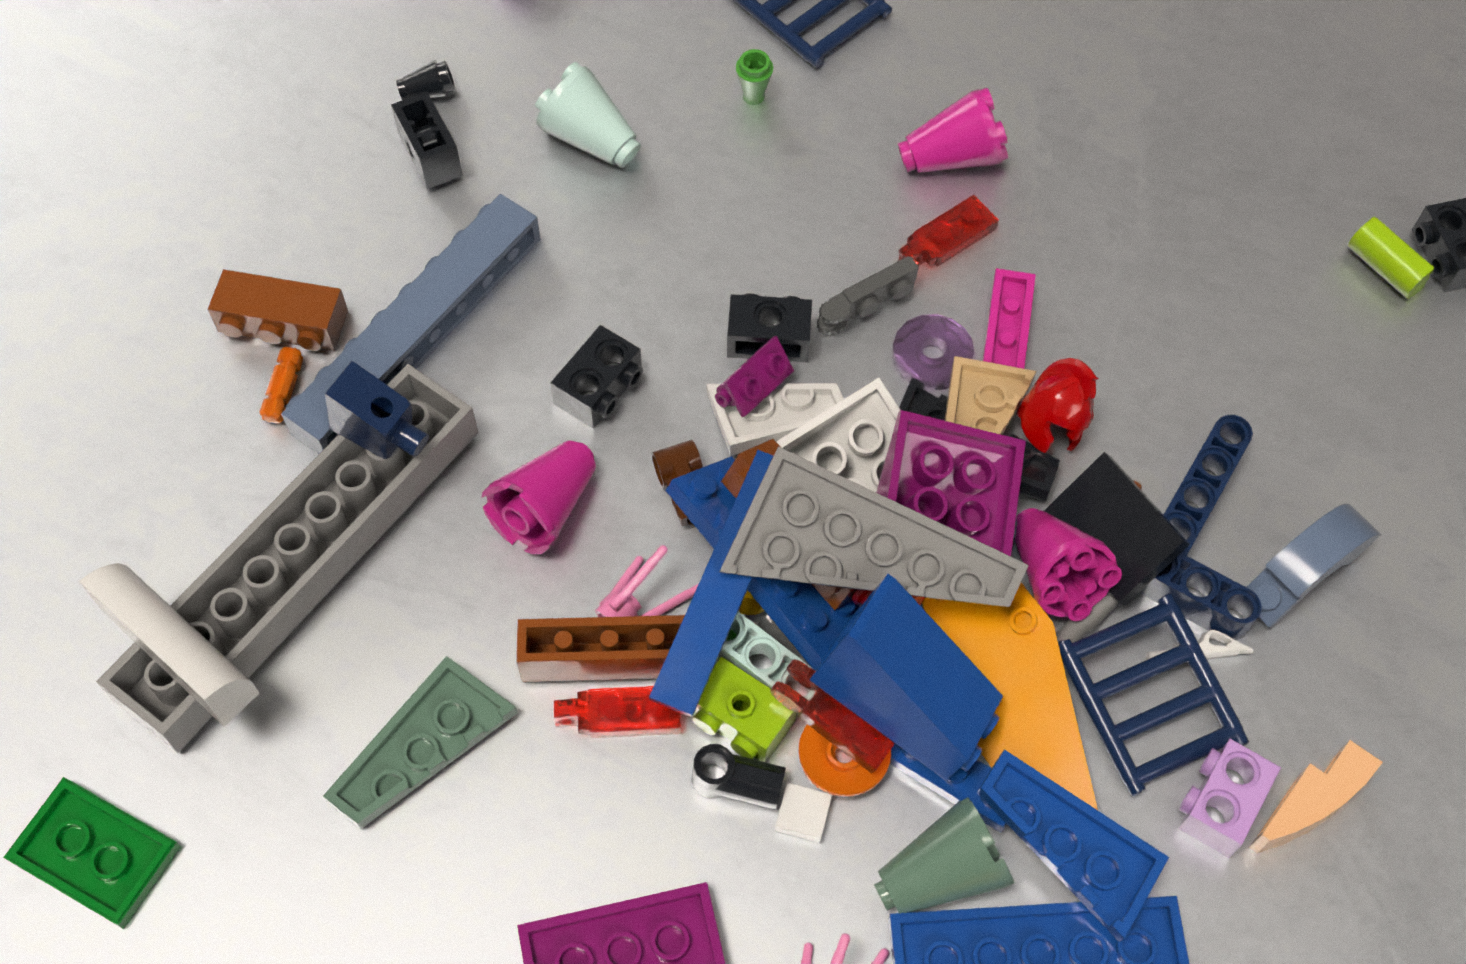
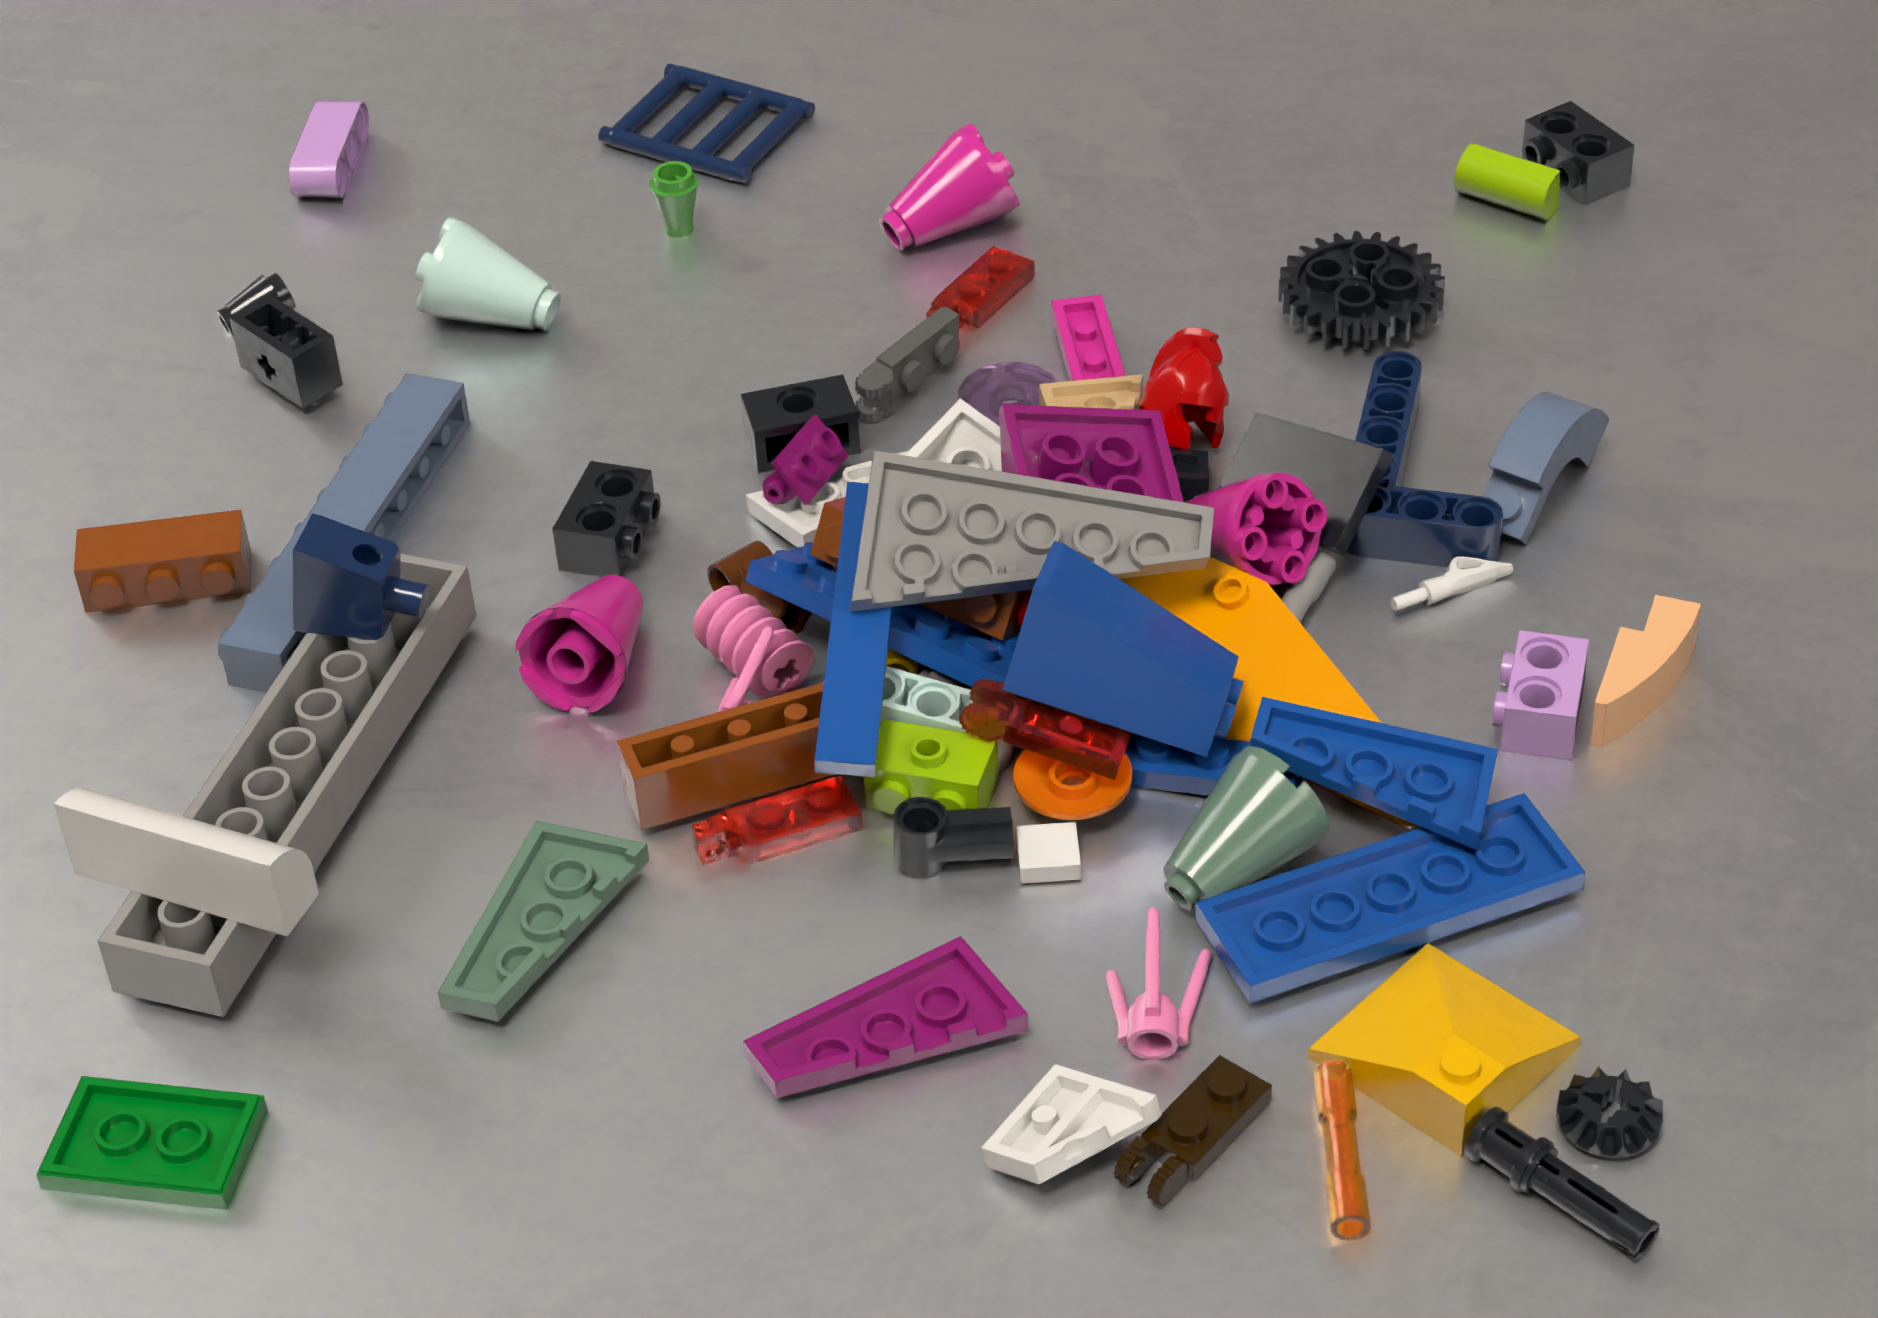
camera: 15 degrees left, 20 degrees down
(281, 385) = (197, 635): orange axle -> none
(652, 525) = (731, 626): none -> bright pink piece
(1115, 735) = (1388, 679): dark blue bar -> none
(1240, 323) = (1361, 289): none -> black gear

